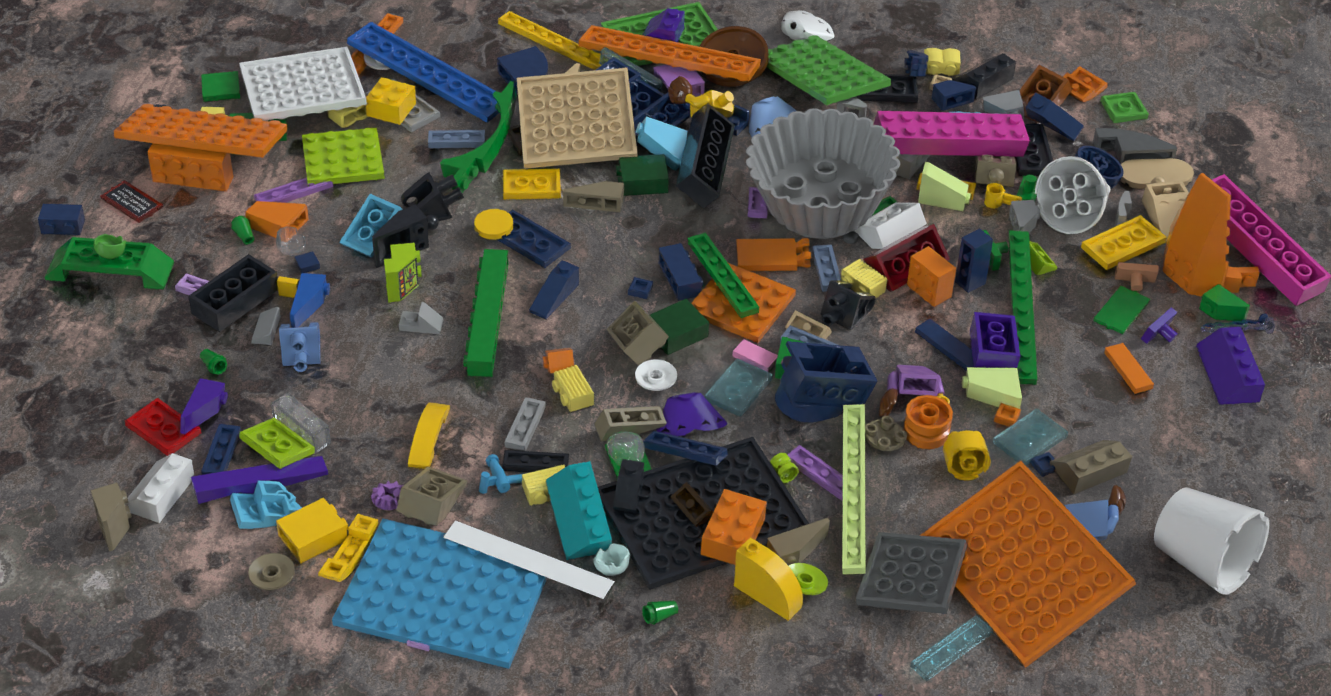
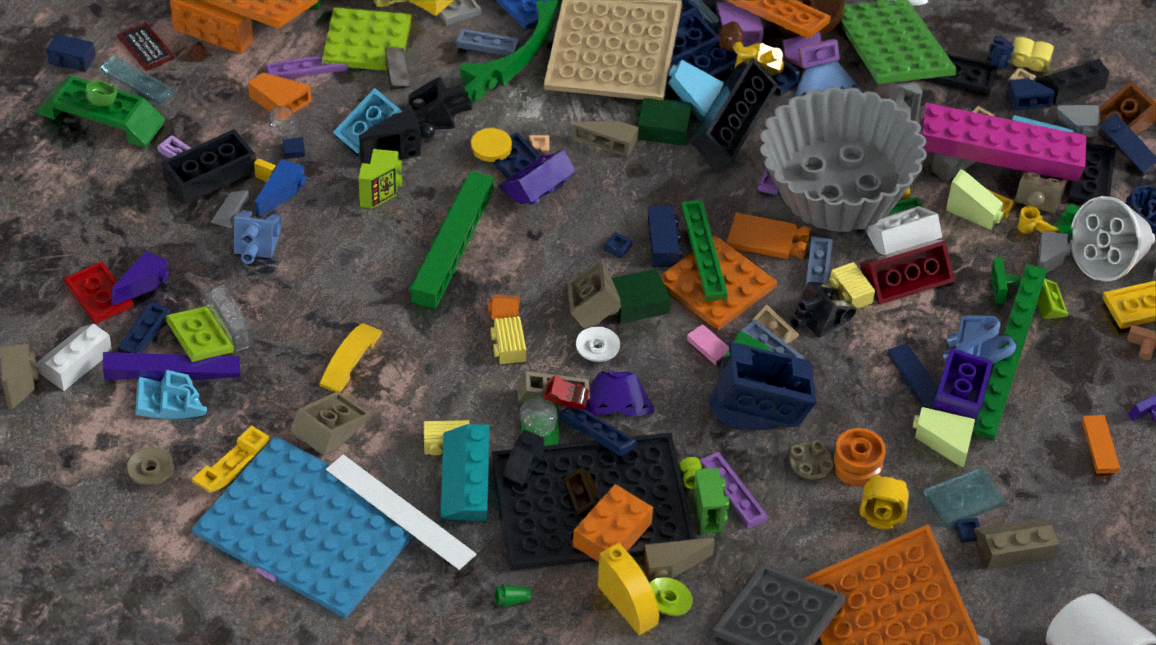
camera: 15 degrees right, 5 degrees up
(134, 231) = (138, 80): none -> clear light blue tile
(213, 361) = (168, 235): green cone -> none
(243, 230) = (242, 98): green cone -> none
(312, 530) = (203, 432): yellow brick -> none
(380, 174) = (396, 67): none -> slope
(384, 501) = (280, 414): medium lavender gear -> none
(423, 321) = (385, 235): light grey slope -> none
(498, 476) = (403, 418): dark azure piece -> none
(525, 424) = (448, 368): light grey plate -> none
(531, 184) = (547, 107): yellow tile -> none
(532, 461) = (444, 408): black tile -> none
(536, 215) = (539, 143): none -> light nougat tile
(549, 242) = (538, 177): none -> dark purple slope
(556, 289) = (531, 228): dark blue slope -> none
(612, 561) = (482, 532): light aqua hair -> none
(646, 421) = (566, 393): none -> red leg
(738, 387) = (679, 375): clear light blue tile -> none
(752, 93) = (810, 51): none -> medium lavender panel
(811, 487) = (710, 501): none -> bright green brick
(853, 490) = (753, 513): yellowish green plate -> none
(910, 380) = (855, 408): medium lavender torso -> none
(931, 276) = (922, 298): orange brick -> none
(973, 260) = (972, 288): dark blue brick -> none
(994, 299) = (979, 341): none -> medium blue piece
(1007, 415) = (948, 467): orange tile -> none
(1102, 515) = (994, 604): medium blue torso -> none
(1121, 310) = (1119, 377): green piece -> none

